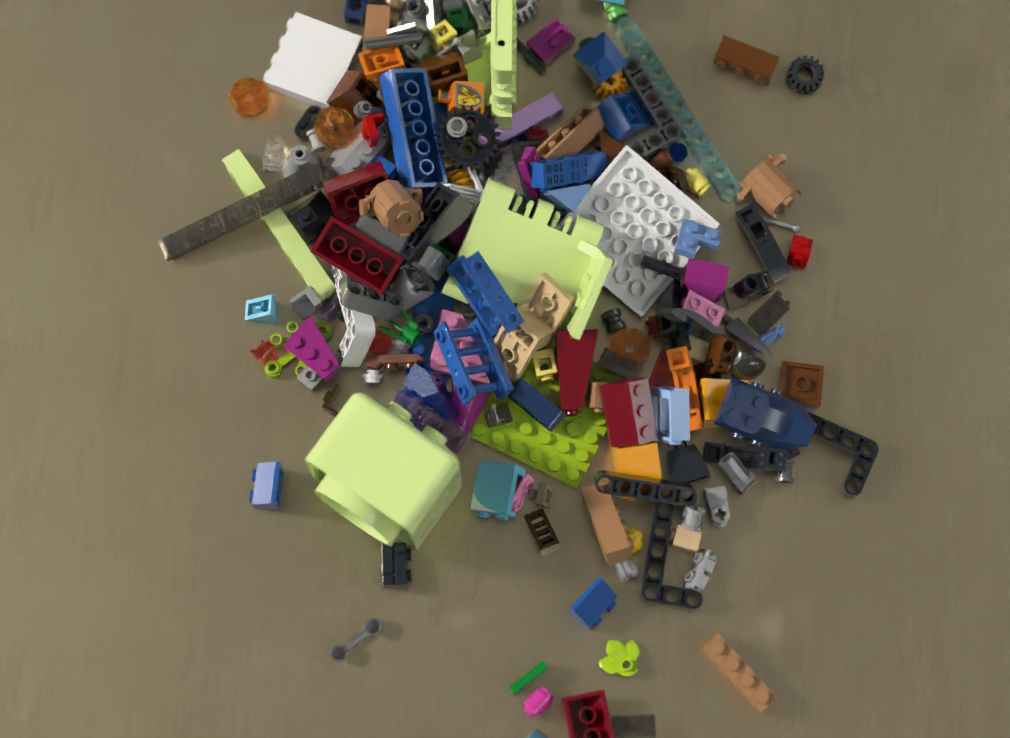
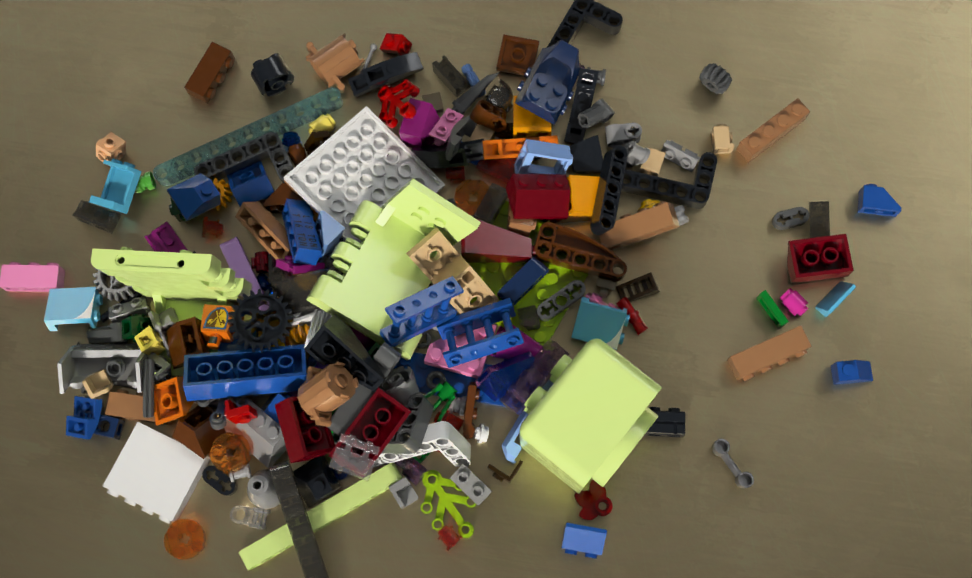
camera: 80 degrees left, 0 degrees up
(262, 309) = (405, 538): medium azure slope -> none
(306, 494) = (590, 501): none -> red plate
(312, 350) = (453, 487): magenta wing -> none
(322, 237) = (353, 463): none -> clear plate
(457, 127) = (250, 327): light grey plate -> none
(478, 675) = (769, 353): none -> medium nougat brick
(510, 525) = (635, 320): none -> red pin
(533, 455) = (546, 304): none -> dark grey beam
(544, 357) = (488, 264): light yellow brick -> none
(571, 83) = (212, 228): none -> clear red brick
(579, 457) = (577, 245): none -> reddish brown beam
(594, 603) = (707, 247): blue slope -> none
(618, 656) = (753, 230): lime plate -> none
(641, 696) = (789, 214): none -> dark grey beam
(661, 267) = (402, 159): black pin -> none
(694, 234) = (376, 125): medium blue plate -> none
(722, 615) = (721, 139): none -> tan brick
(738, 246) = (387, 95): none -> red plant
(747, 122) = (271, 75): none -> black brick
(753, 286) = (426, 84): black piece -> none
(793, 604) = (715, 78): none -> dark grey gear
(805, 63) = (226, 15): black tyre -> none

